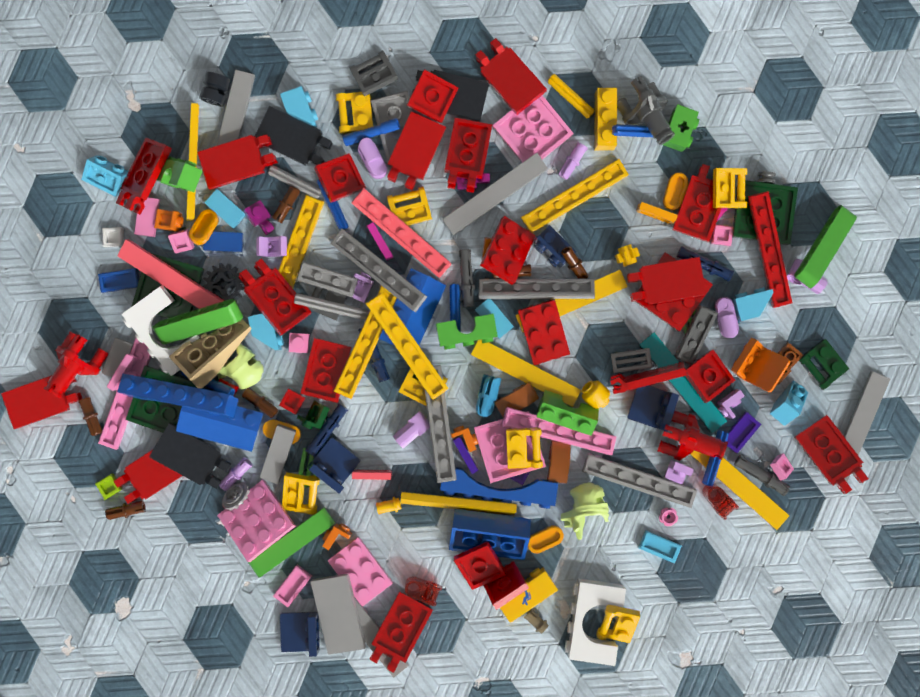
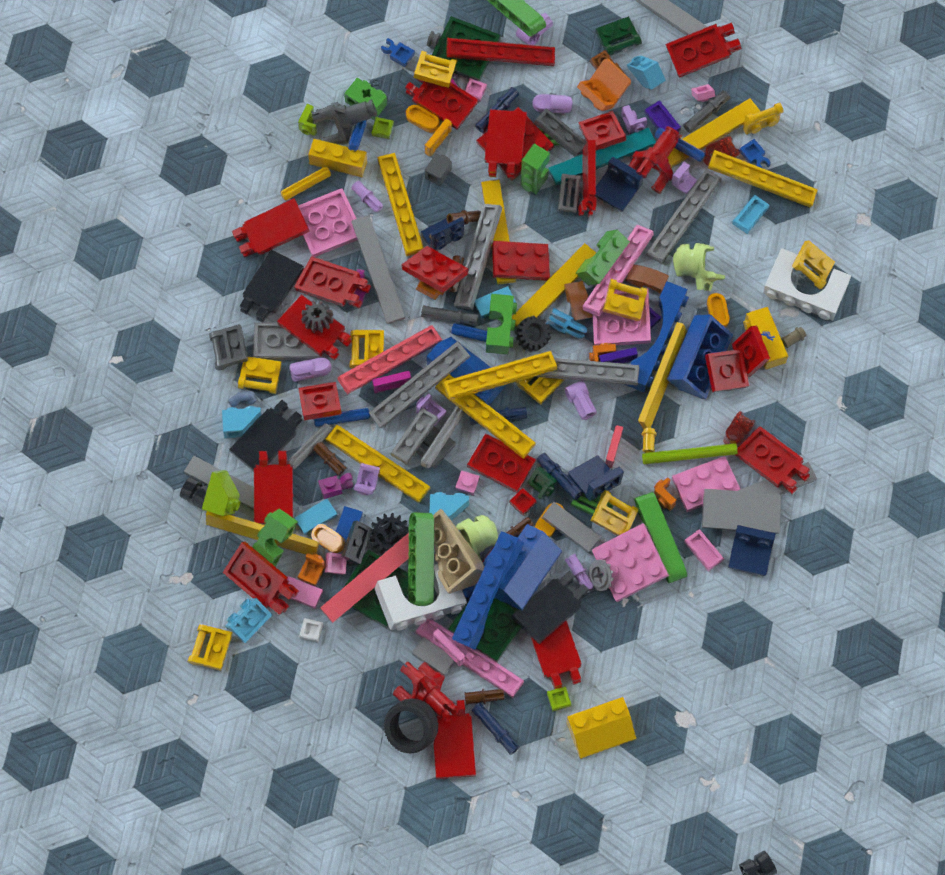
camera: 70 degrees left, 20 degrees down
(33, 358) = (395, 735): none -> black tyre
(62, 435) = (501, 736): none -> dark blue pin
(68, 154) = (216, 647): none -> yellow plate
(89, 532) = (601, 727): none -> yellow slope
(118, 280) = (355, 635): blue tile -> none
(125, 510) = (587, 686): reddish brown axle -> none
(201, 255) = (356, 543): none -> black panel
(211, 111) = (221, 494): none -> lime slope
(273, 297) = (416, 487): red tile -> none
(328, 103) = (242, 396): none -> sand blue arm
(382, 128) = (284, 375): blue piece -> none
(384, 549) = (689, 453): none -> lime axle
(424, 142) = (324, 319): none -> dark grey gear
(432, 96) = (270, 296): red plate -> none
(460, 373) = (522, 333): none -> black tyre
(595, 394) = (592, 230): yellow head -> none
(621, 223) = (438, 169): none -> dark grey brick
(627, 255) = (470, 171): yellow gear -> none
(642, 320) = (533, 169): none -> bright green arch
(647, 74) = (306, 121): none -> lime bracket
(653, 154) = (382, 128): none -> lime tile
(668, 521) = (727, 195): bright pink plate -> none
(699, 550) = (762, 178): none -> yellow tile
(727, 533) = (754, 153): none -> blue plate
(741, 147) = (400, 54): none -> blue plate
(751, 305) = (547, 79): medium azure slope -> none
(759, 527) = (762, 119): none -> yellow plate

